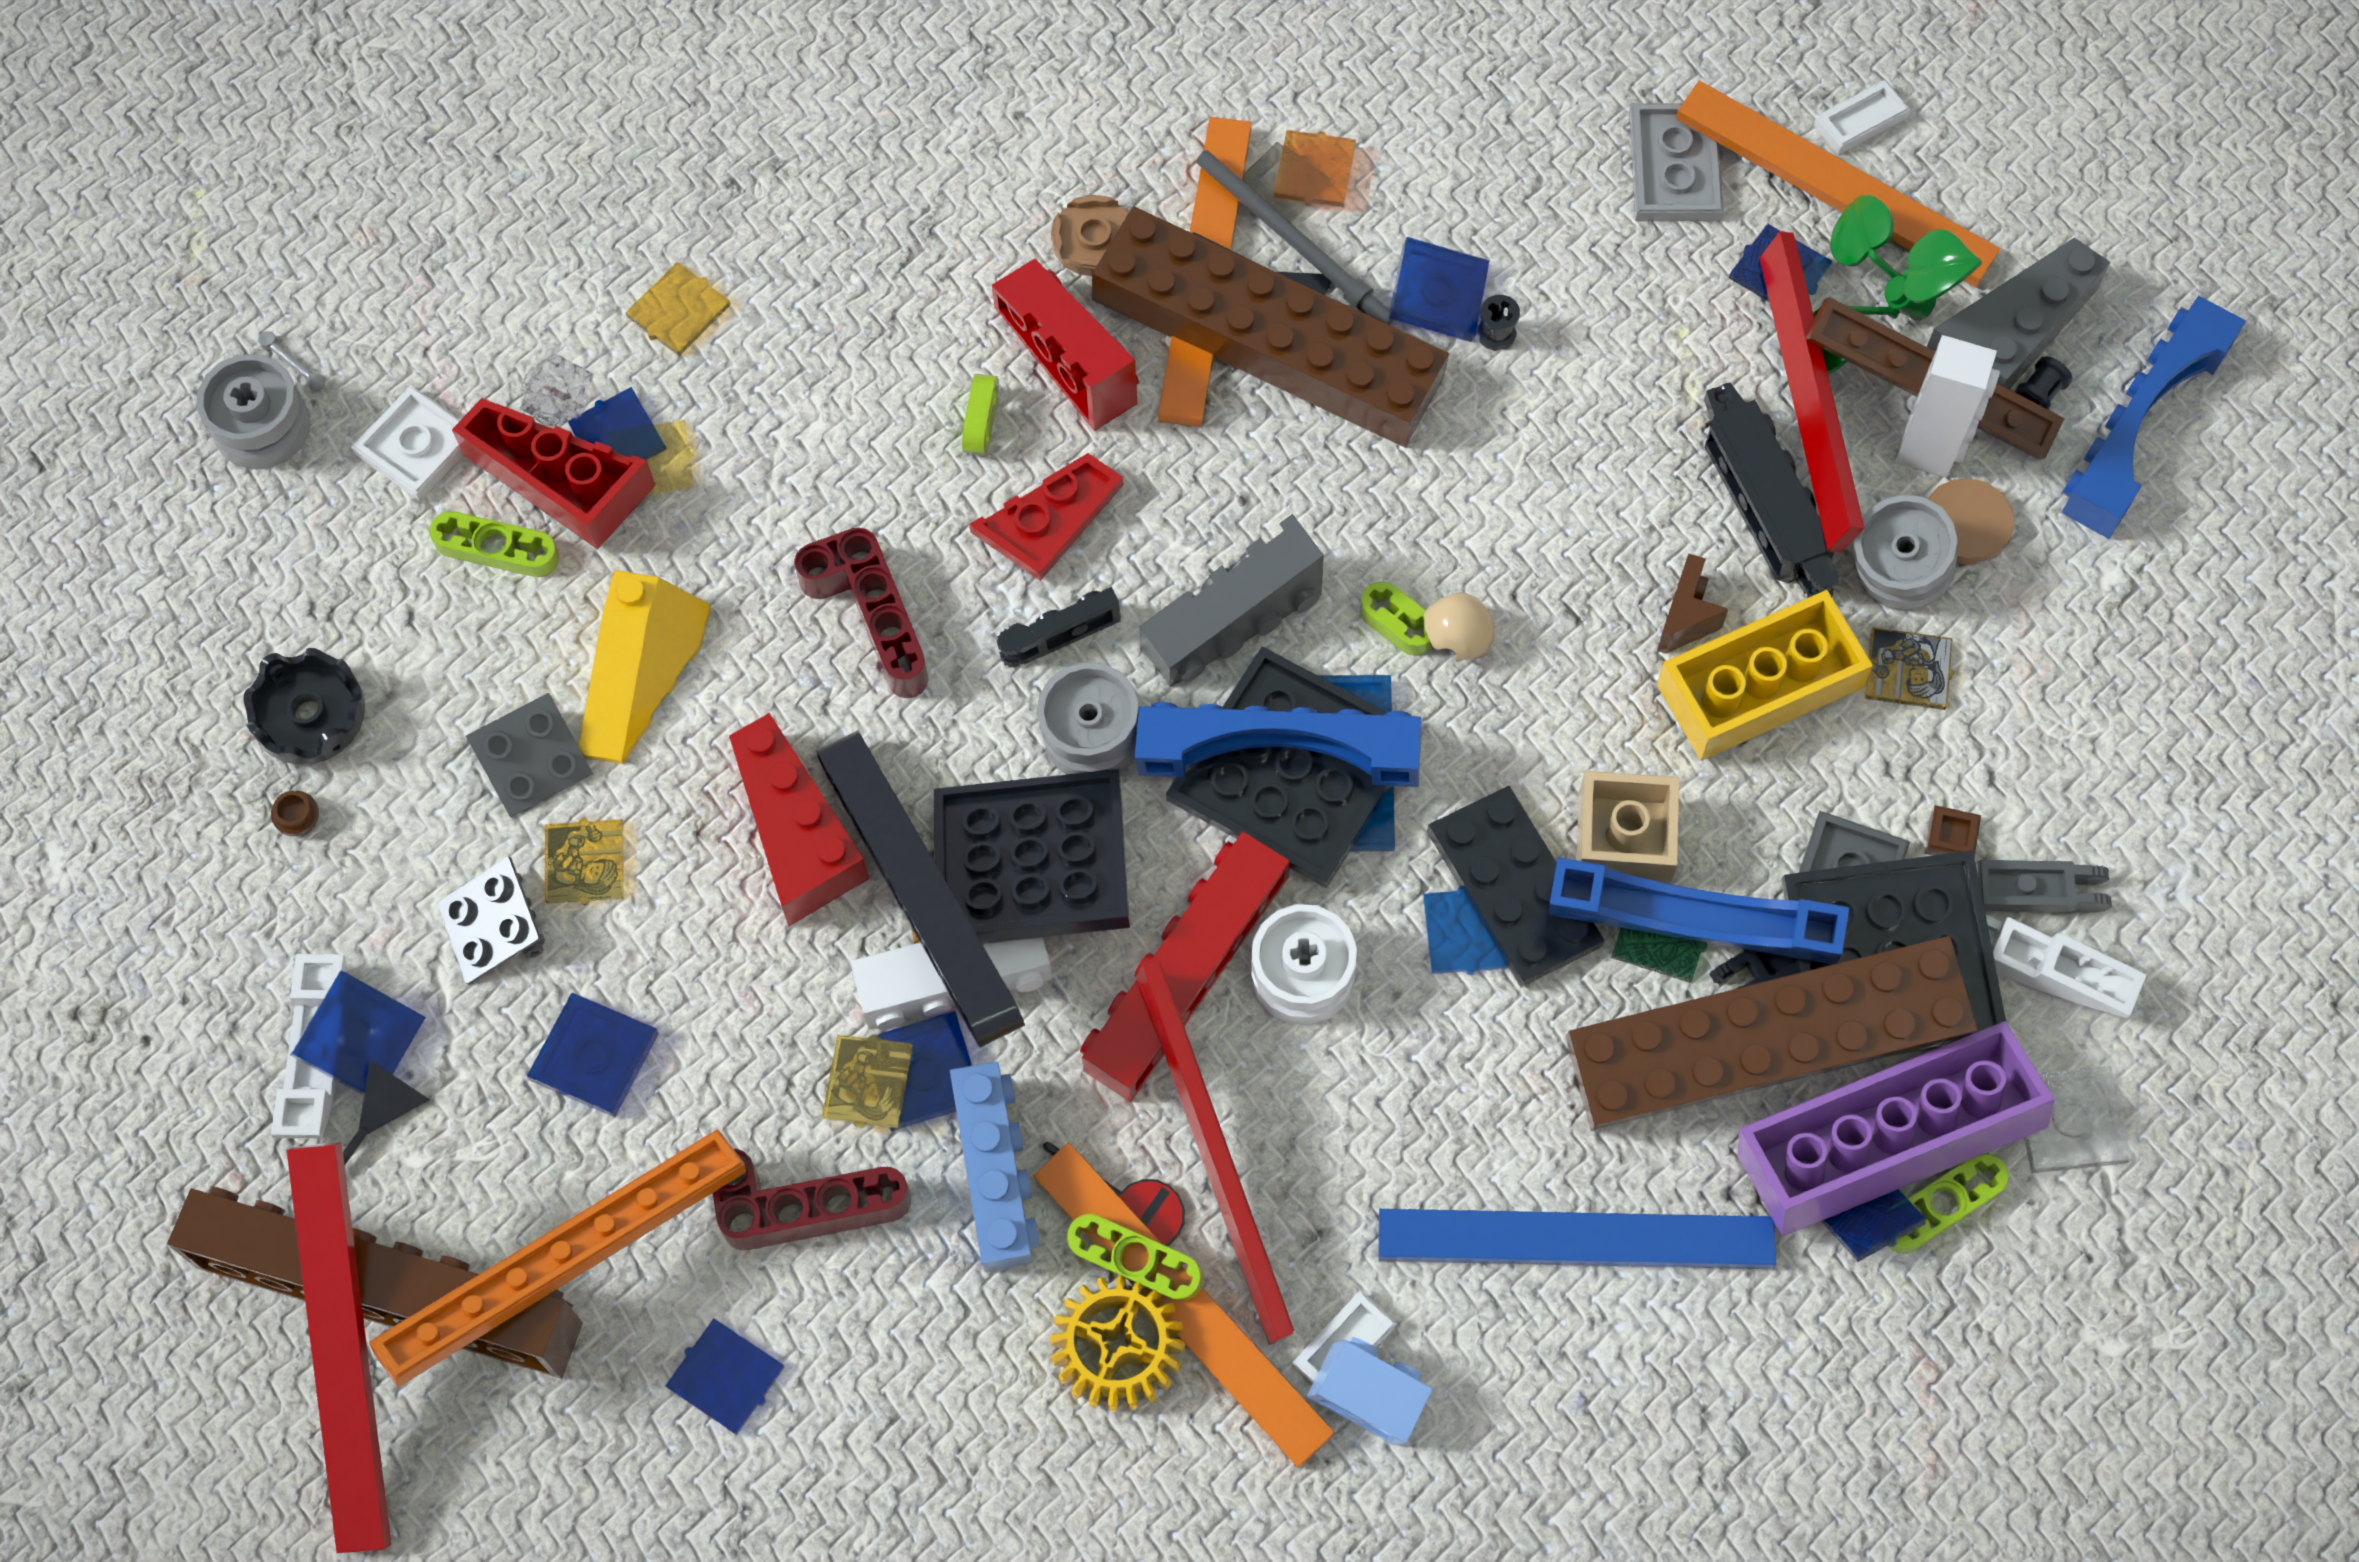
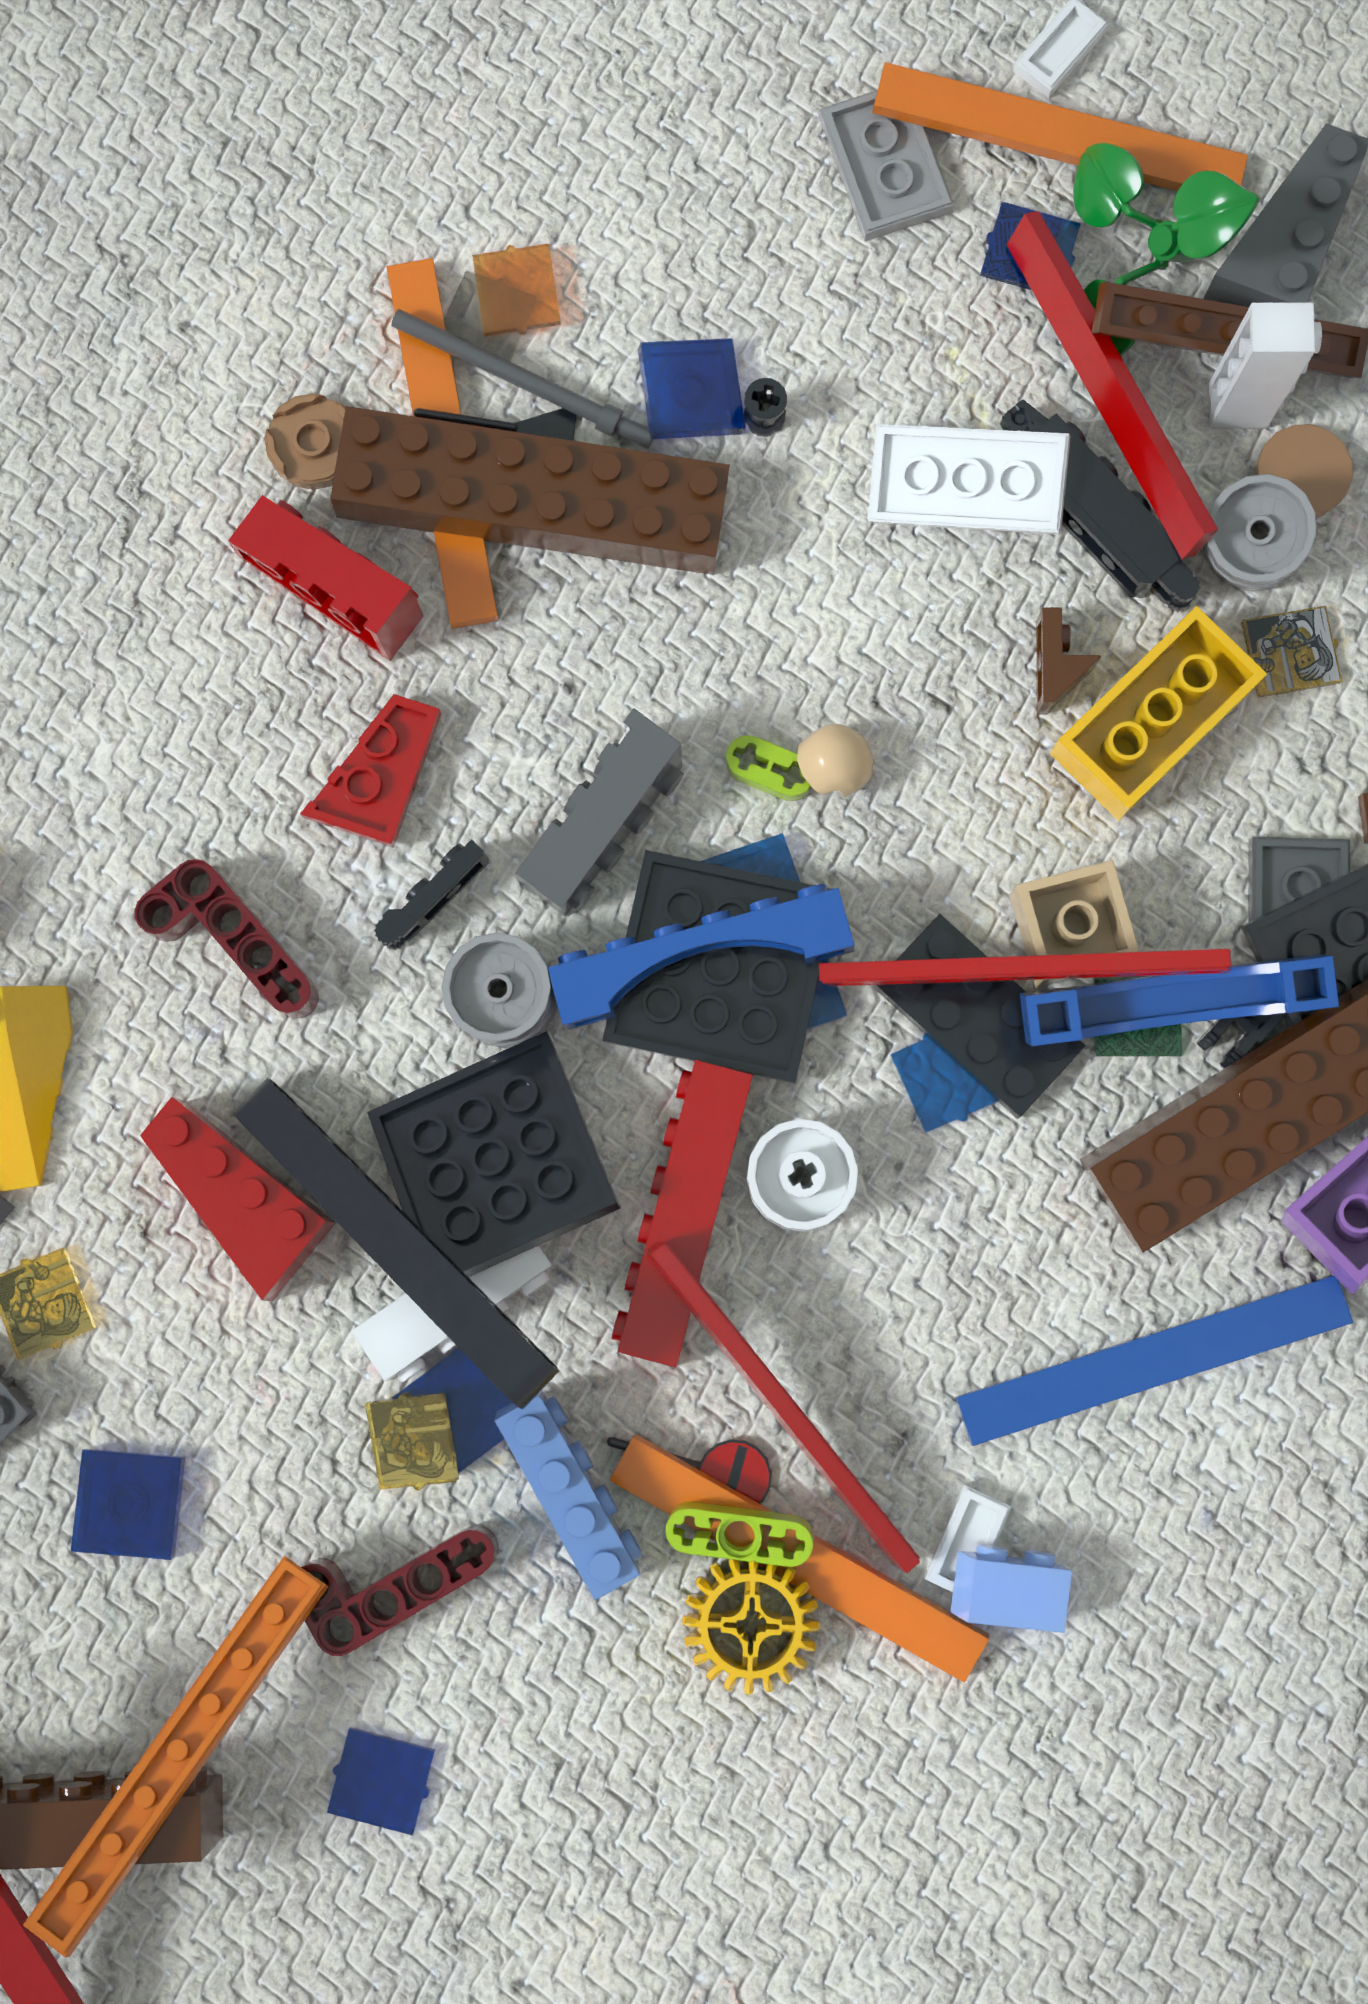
camera: 15 degrees left, 15 degrees up
(980, 414) = (267, 685): lime beam -> none
(1569, 837) = (1027, 967): none -> red tile
(1659, 430) = (969, 478): none -> white tile
(2044, 382) = (1337, 294): black bush -> none

